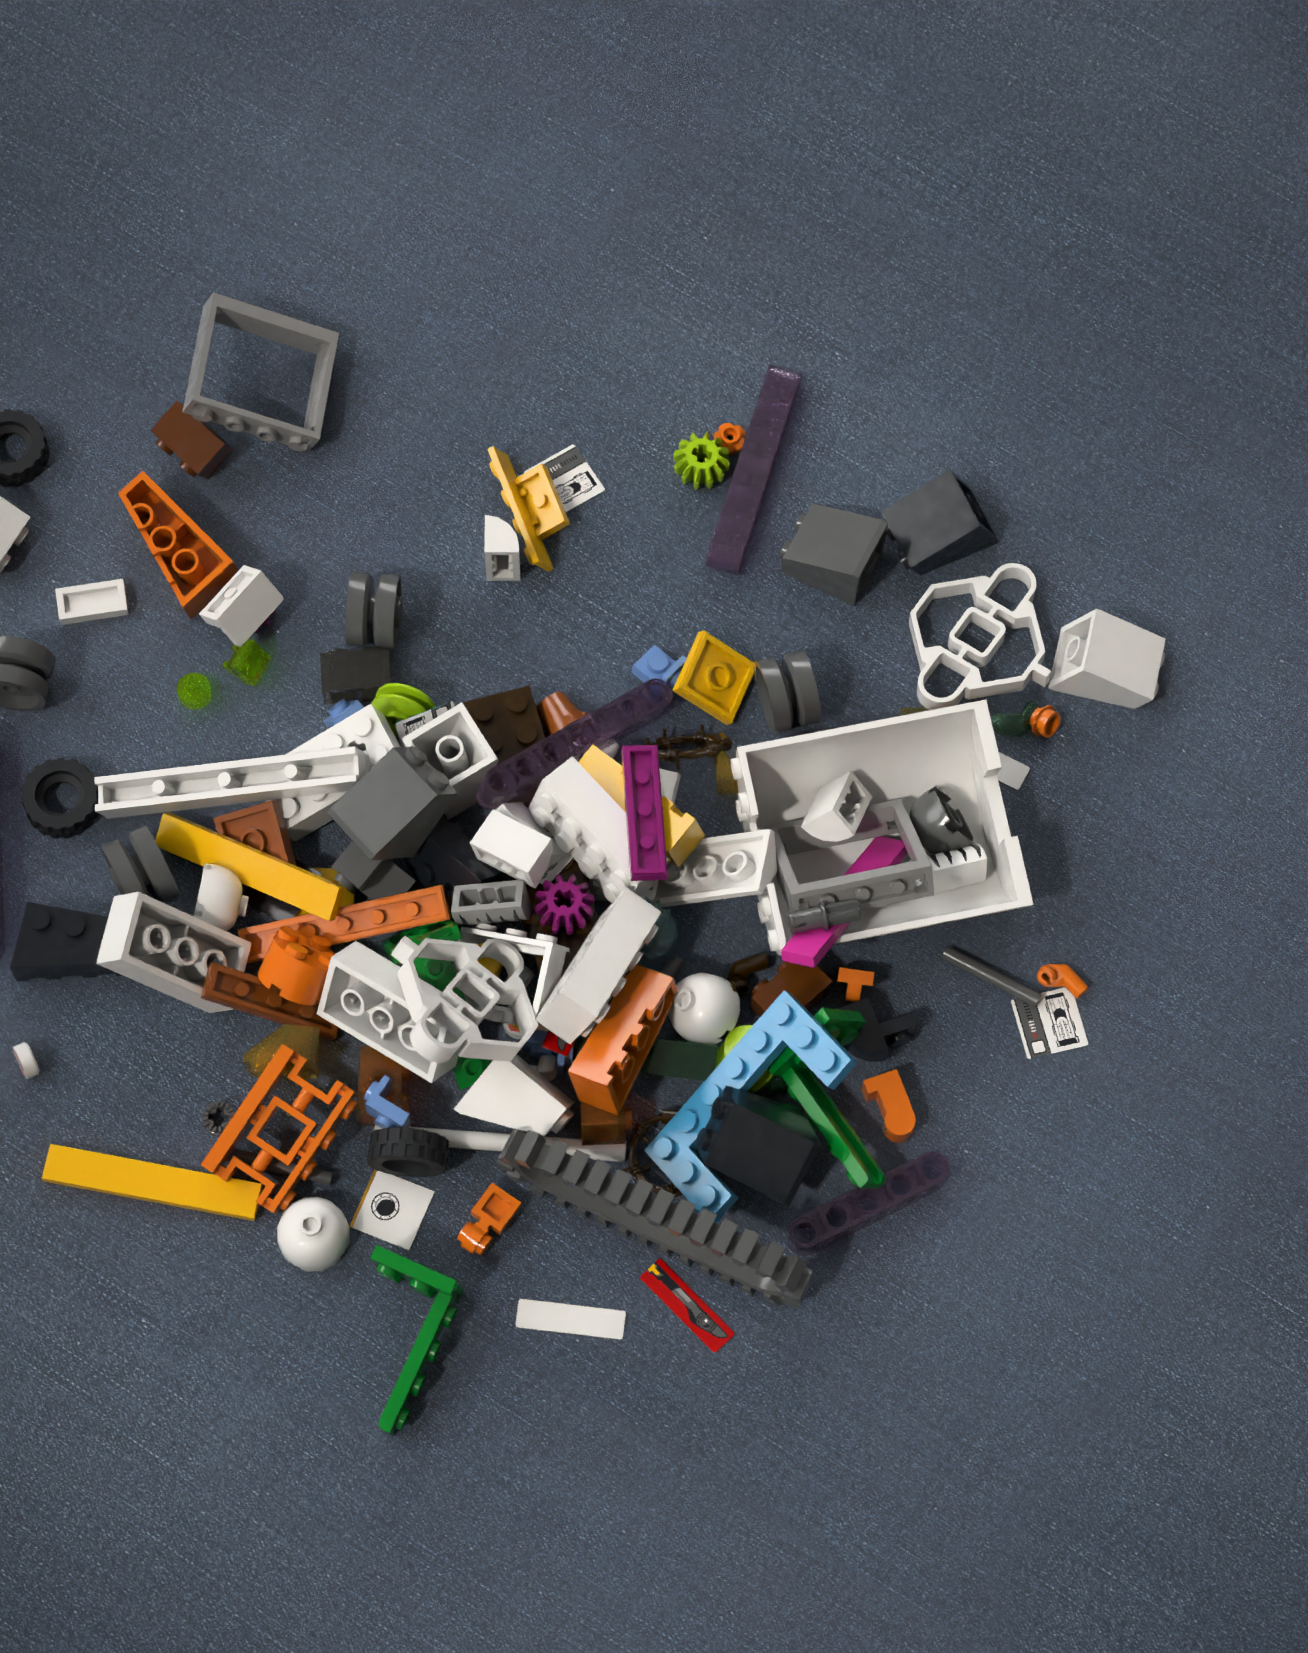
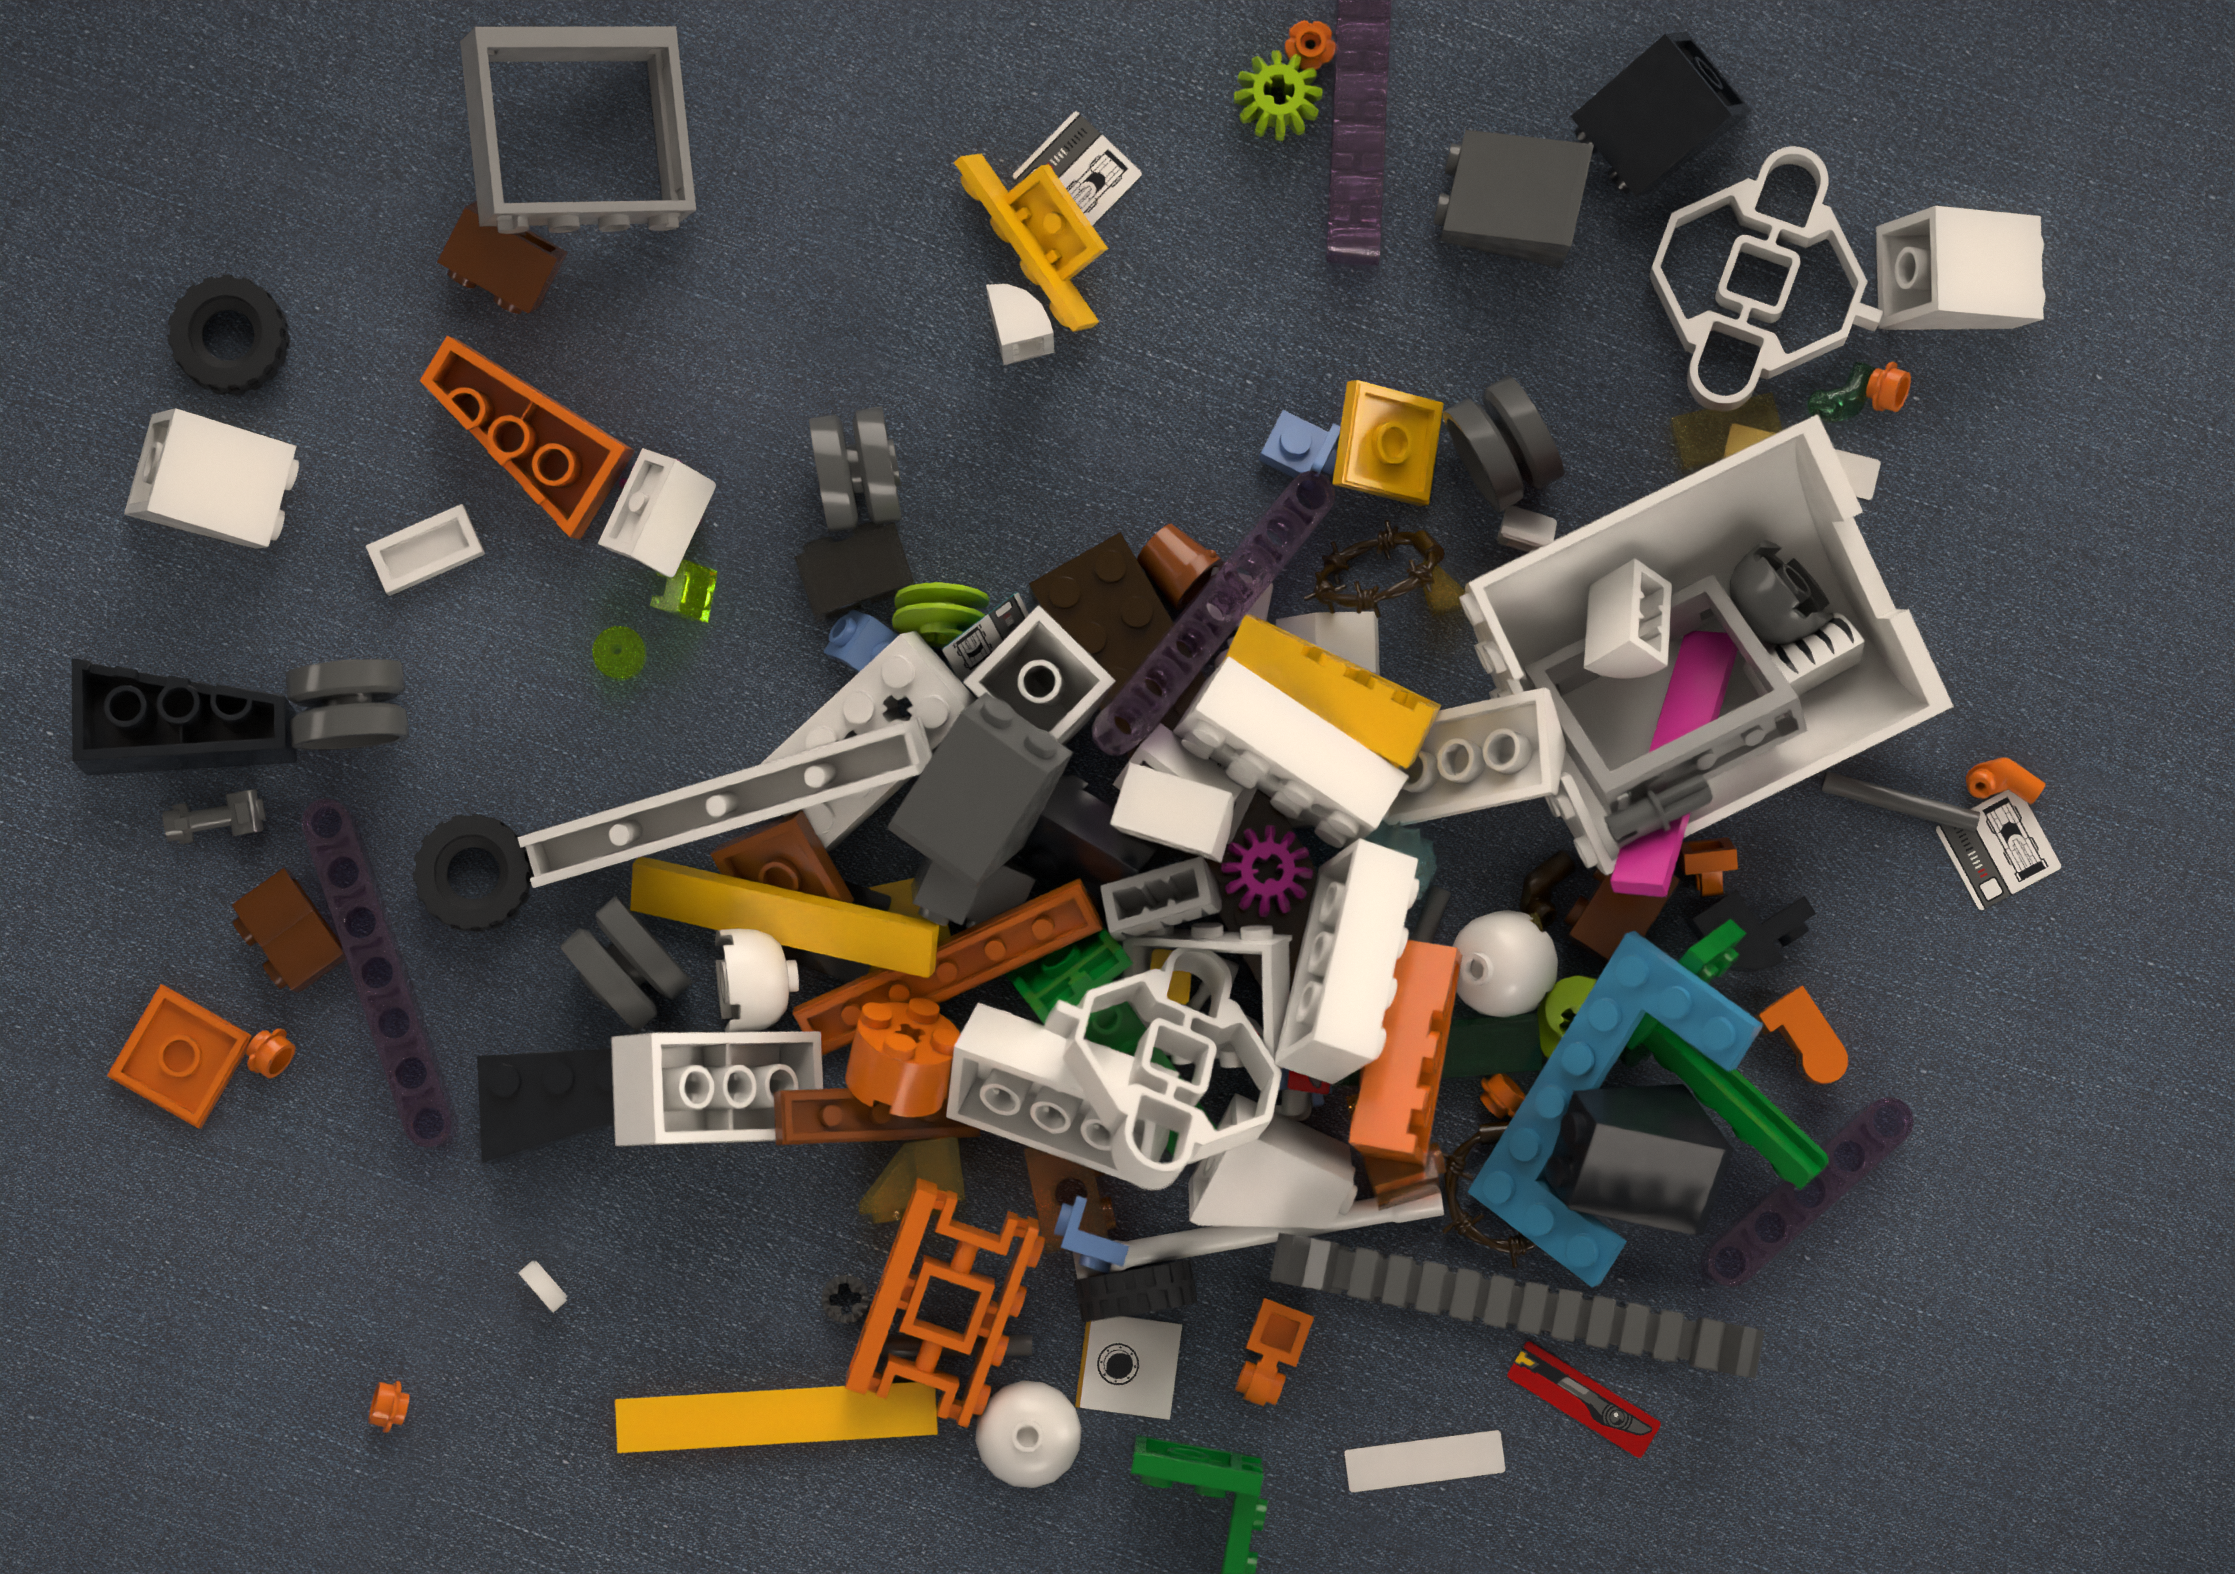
camera: 15 degrees left, 15 degrees up
(644, 813) = (1356, 717): magenta tile -> none
(681, 1093) = (1501, 1095): none -> orange plate

